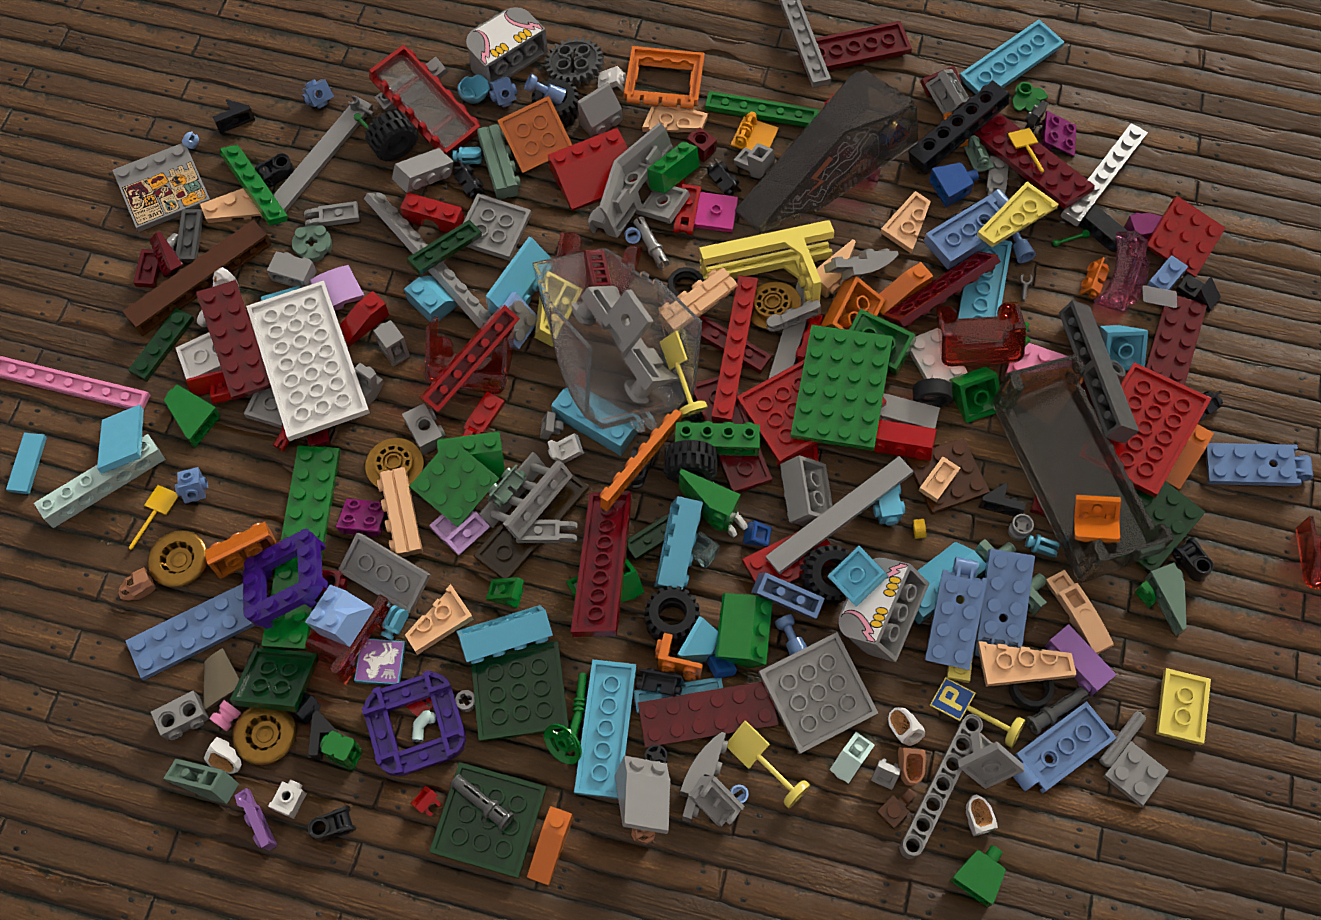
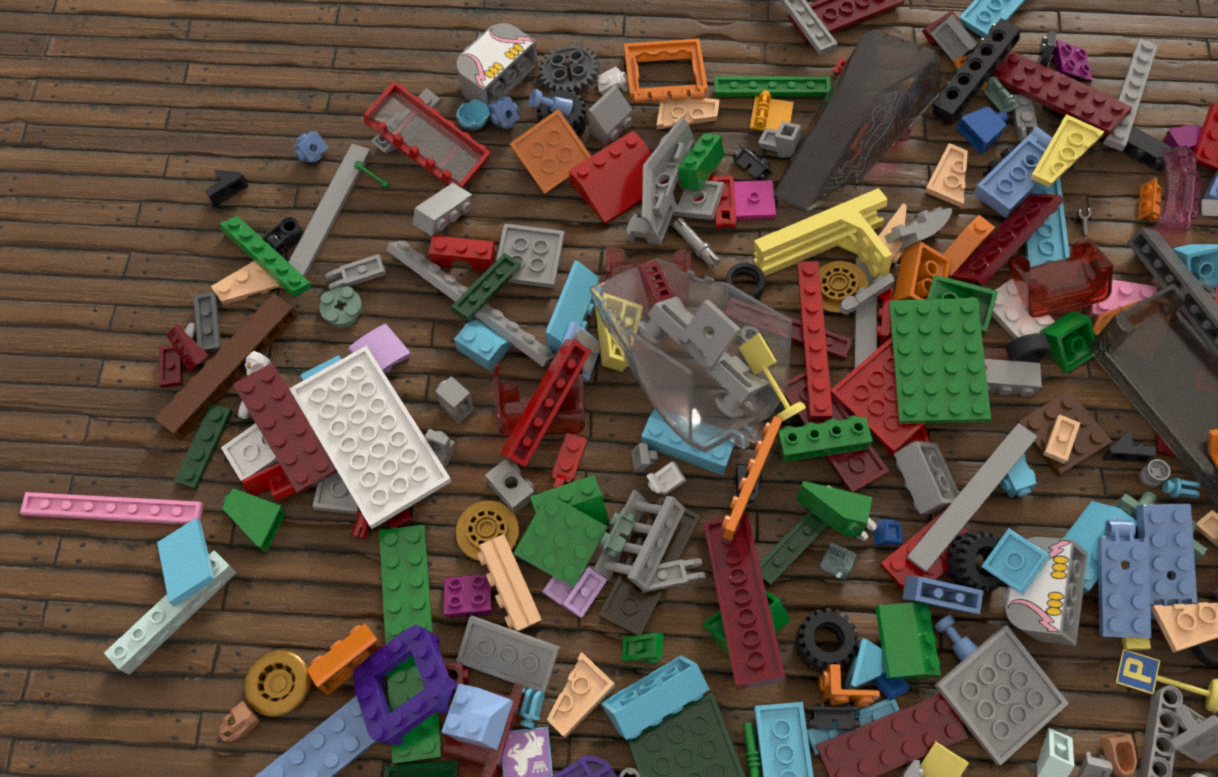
camera: 10 degrees left, 0 degrees up
(26, 463) = (83, 607): medium azure tile -> none
(160, 501) = (242, 620): yellow piece -> none
(161, 186) = (164, 275): plate -> none
(188, 143) = (185, 219): light blue hinge -> none
(191, 485) = (273, 597): medium blue brick -> none
(291, 270) = (327, 340): light grey brick -> none
(358, 106) = (354, 153): flat silver hand -> none
(363, 318) = (417, 377): red slope -> none
(391, 135) = (401, 178): black tyre -> none
(465, 174) = (496, 216): black hinge -> none
(468, 155) = (484, 185): medium azure arm -> none
(498, 162) = (517, 186): sand green brick -> none
(632, 238) = (676, 242): light blue hinge -> none
(678, 543) = (814, 560): medium azure wedge -> none
(691, 456) = (803, 464): black tyre -> none
(704, 141) = (722, 127): dark red brick -> none
(709, 292) = (775, 283): light nougat brick -> none
(905, 440) = (1018, 404): red brick -> none
(905, 726) = (1100, 711): white rock -> none
(919, 528) = (1053, 494): yellow axle -> none
(1022, 249) = (1072, 184): medium blue piece -> none
(1024, 138) = (1046, 71): yellow piece -> none
(1027, 96) = (1032, 29): green plate -> none
(1085, 234) = (1126, 157): green hinge -> none

